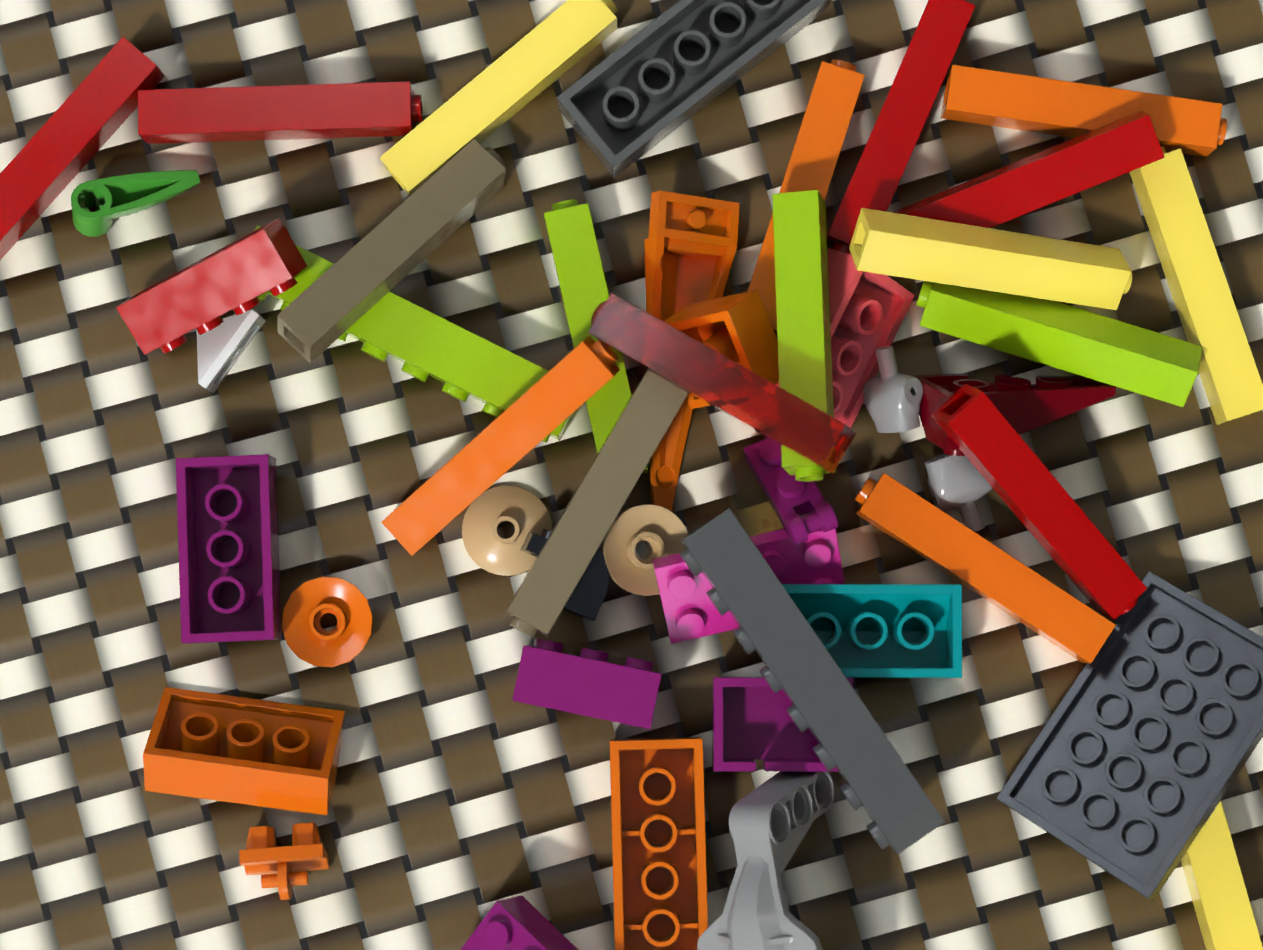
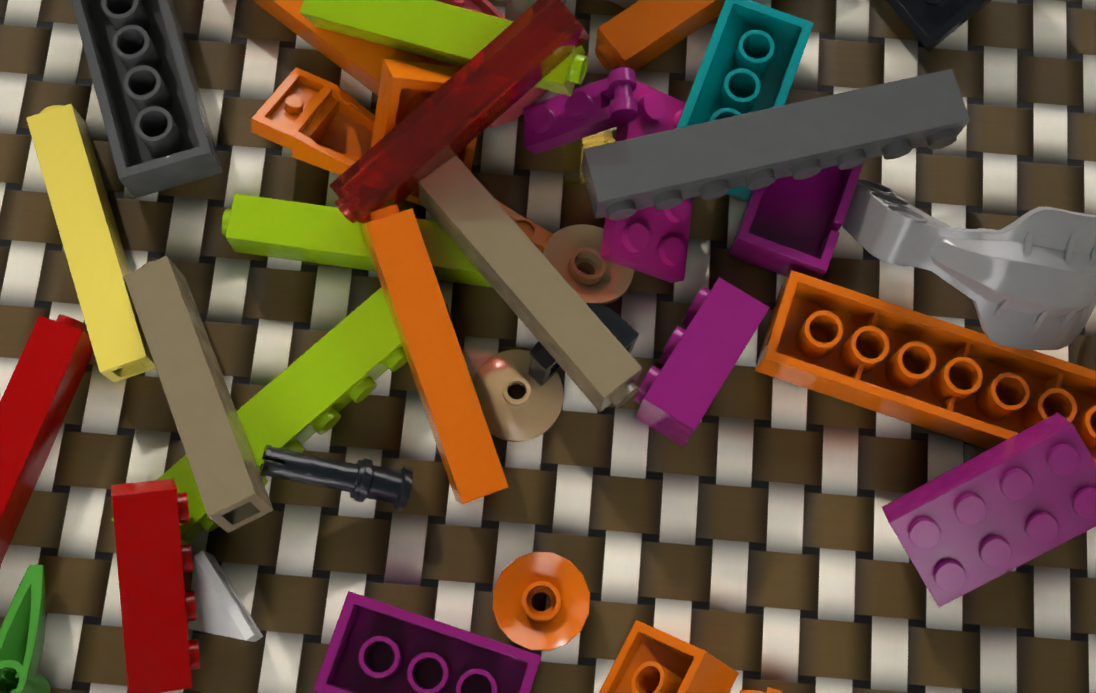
camera: 75 degrees left, 10 degrees down
(372, 423) = (360, 479): none -> black pin

